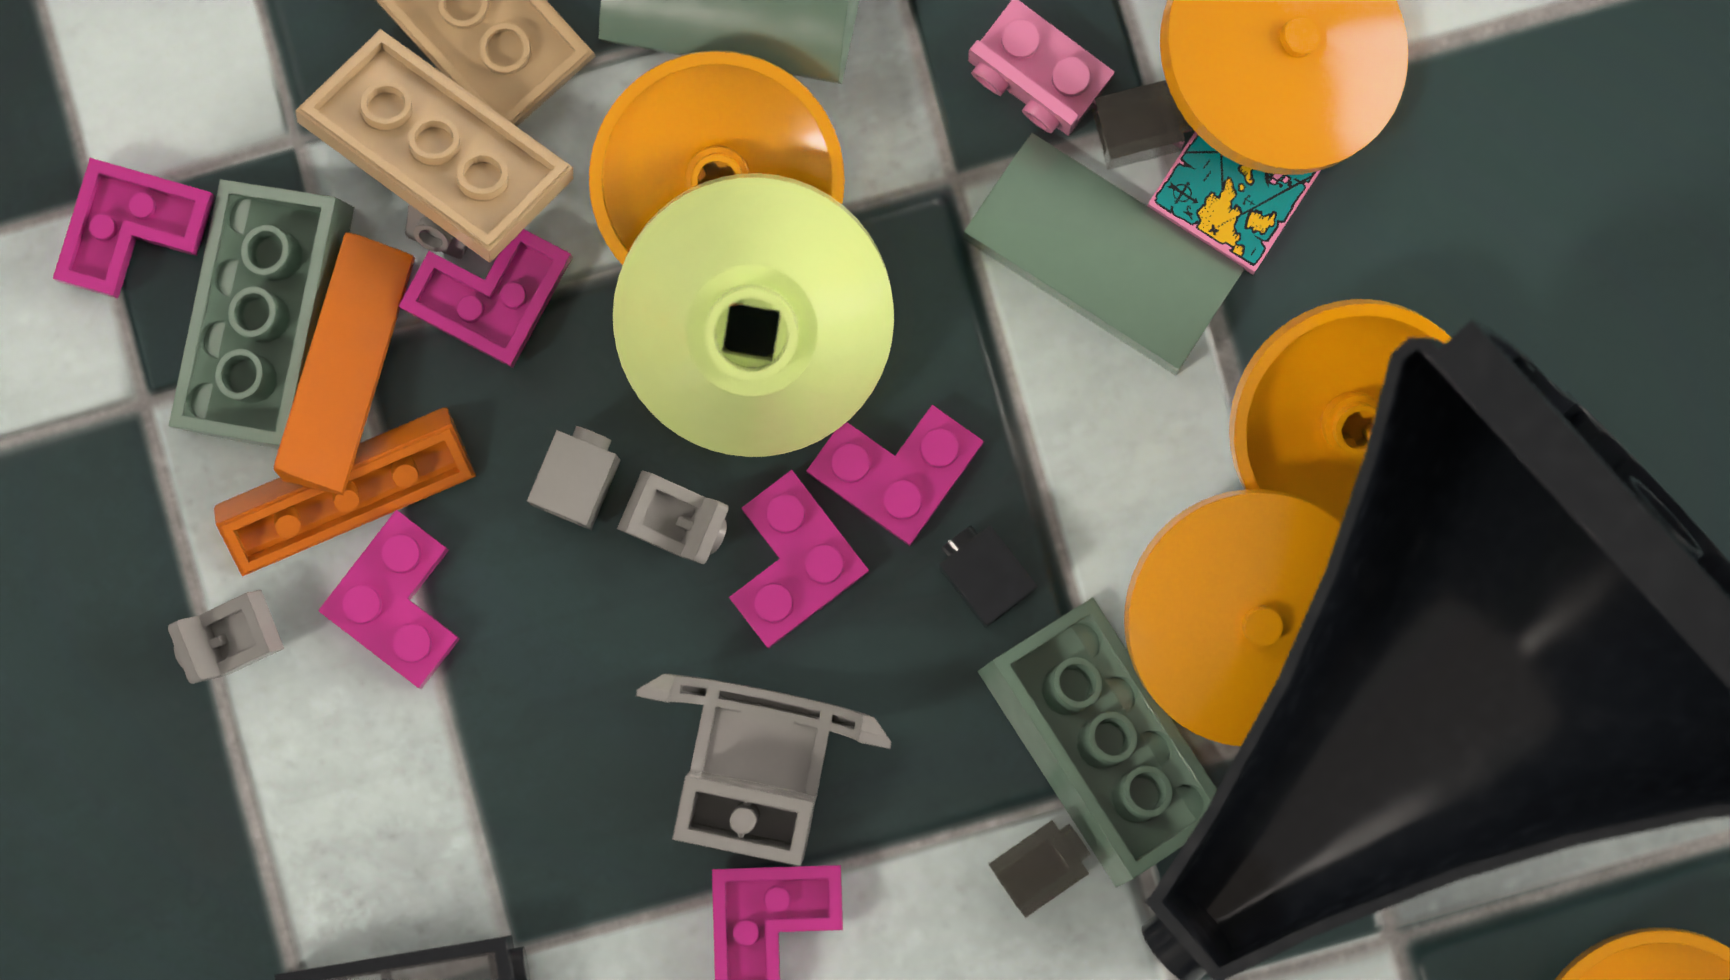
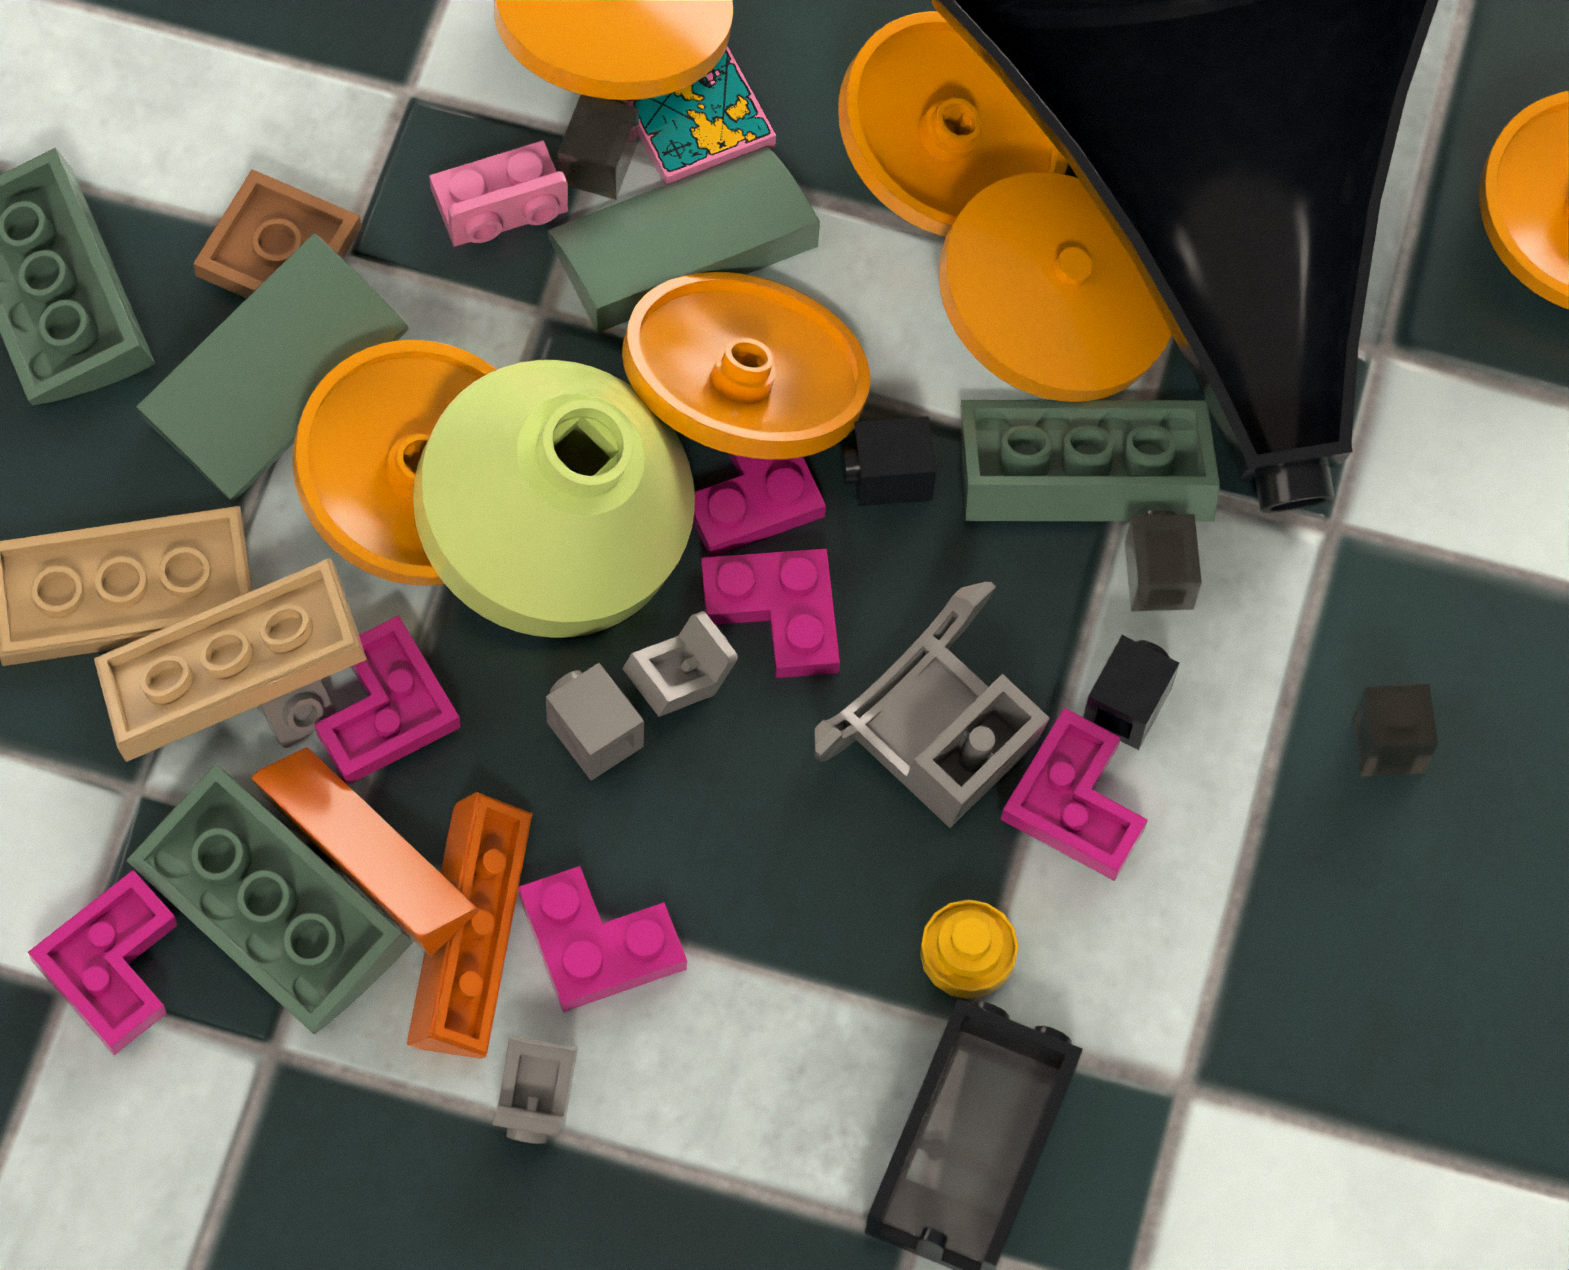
camera: 70 degrees left, 20 degrees down
(572, 914) = (969, 949): none -> yellow plate
(897, 912) = (1131, 690): none -> black brick
(986, 396) = (745, 365): none -> light orange dish

